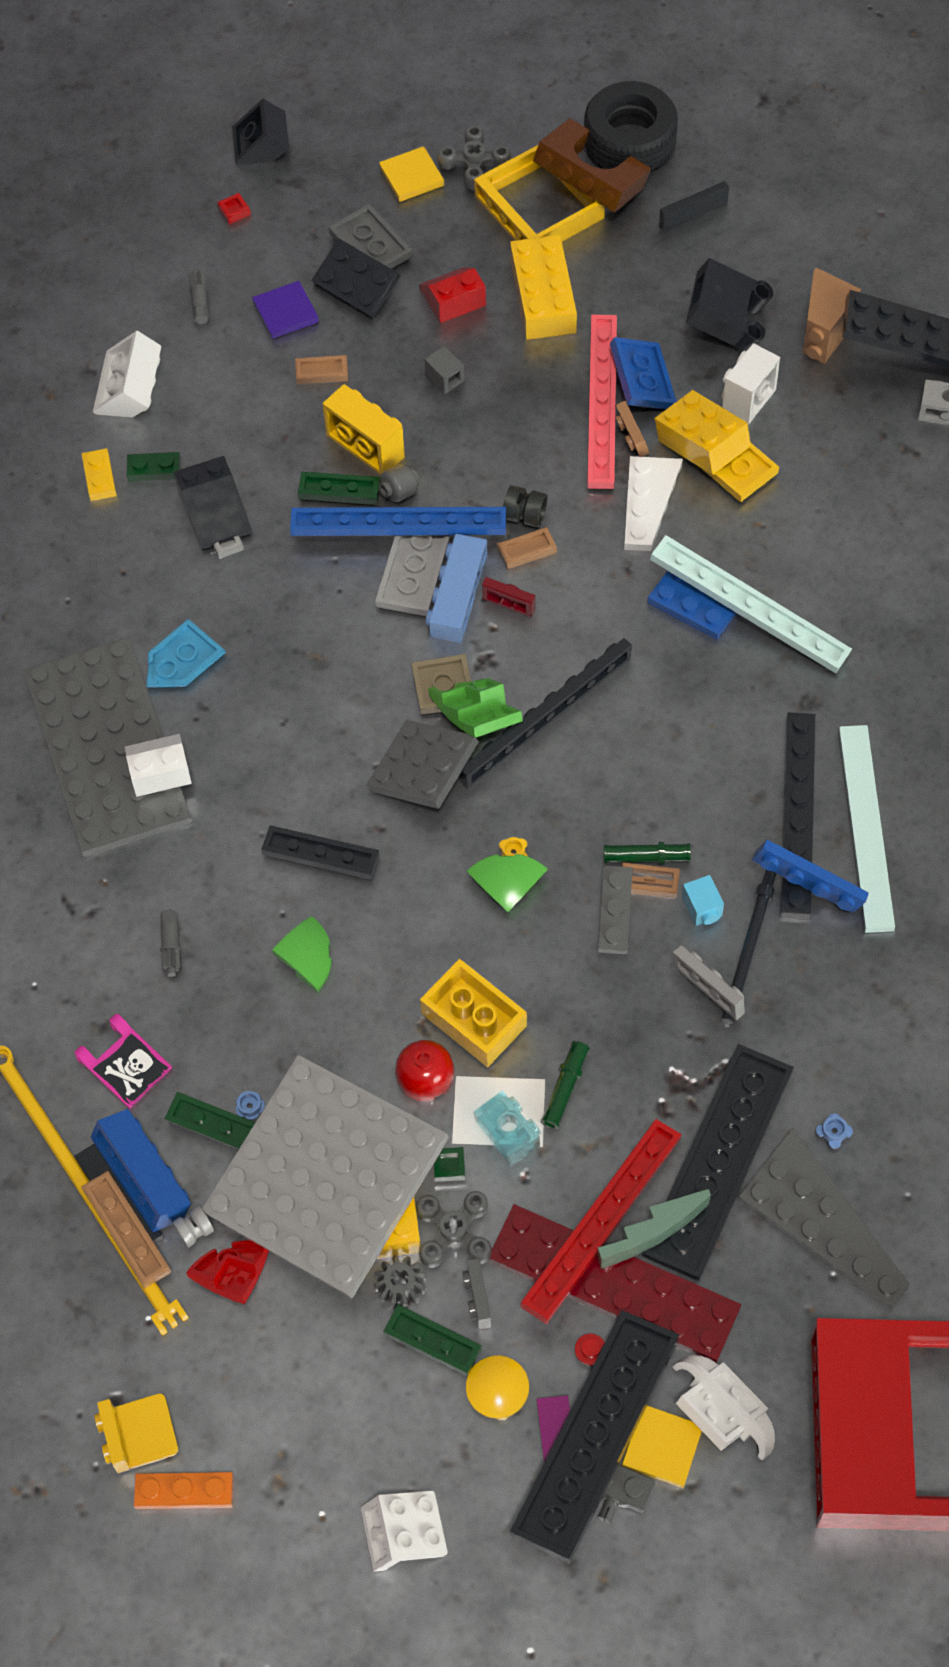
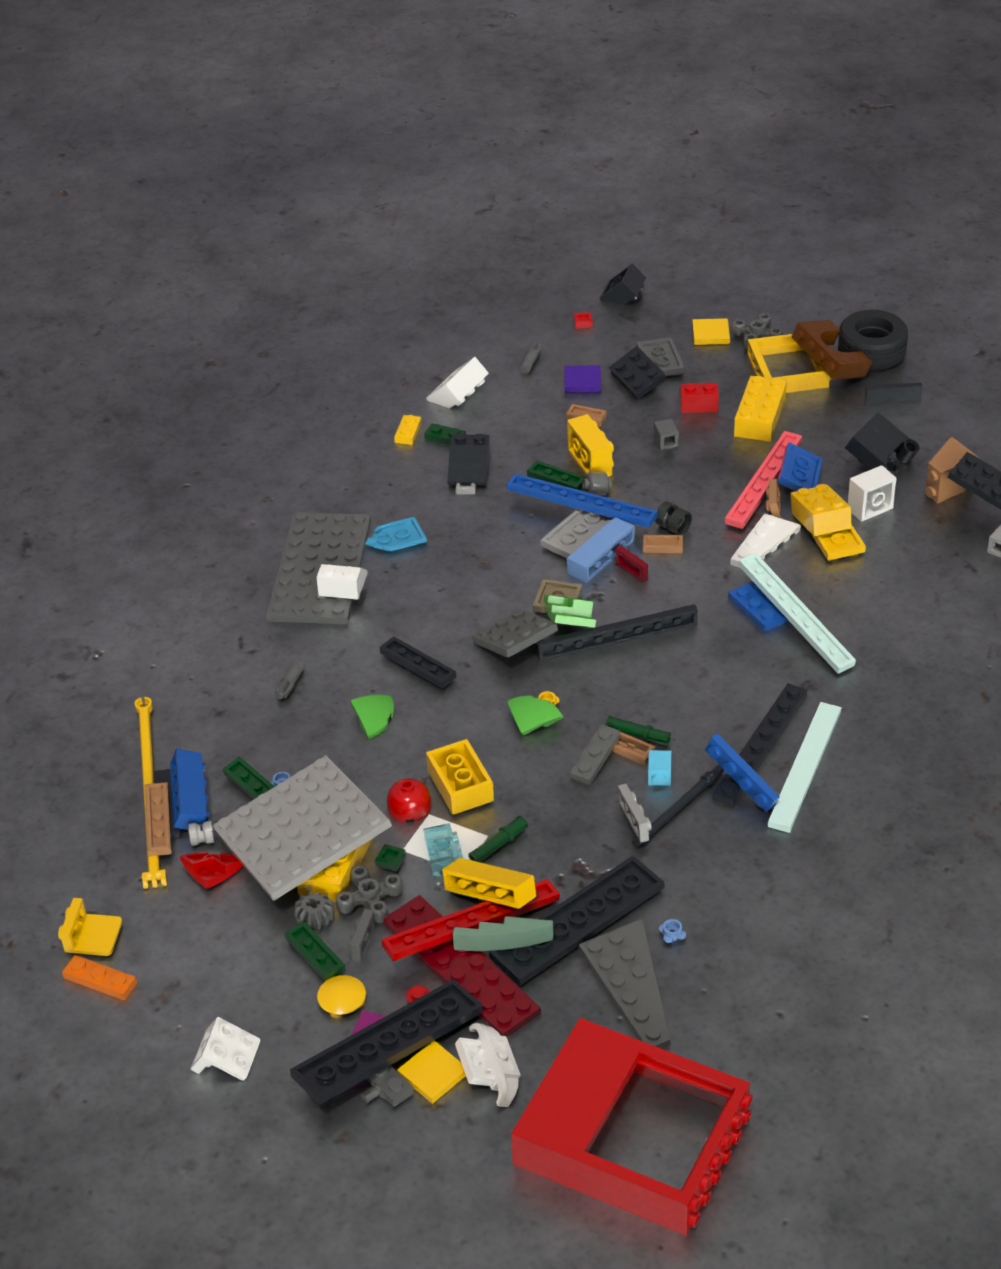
camera: 25 degrees right, 20 degrees down
(128, 1066) = (219, 737): flag -> none
(598, 1160) = (489, 883): none -> yellow brick

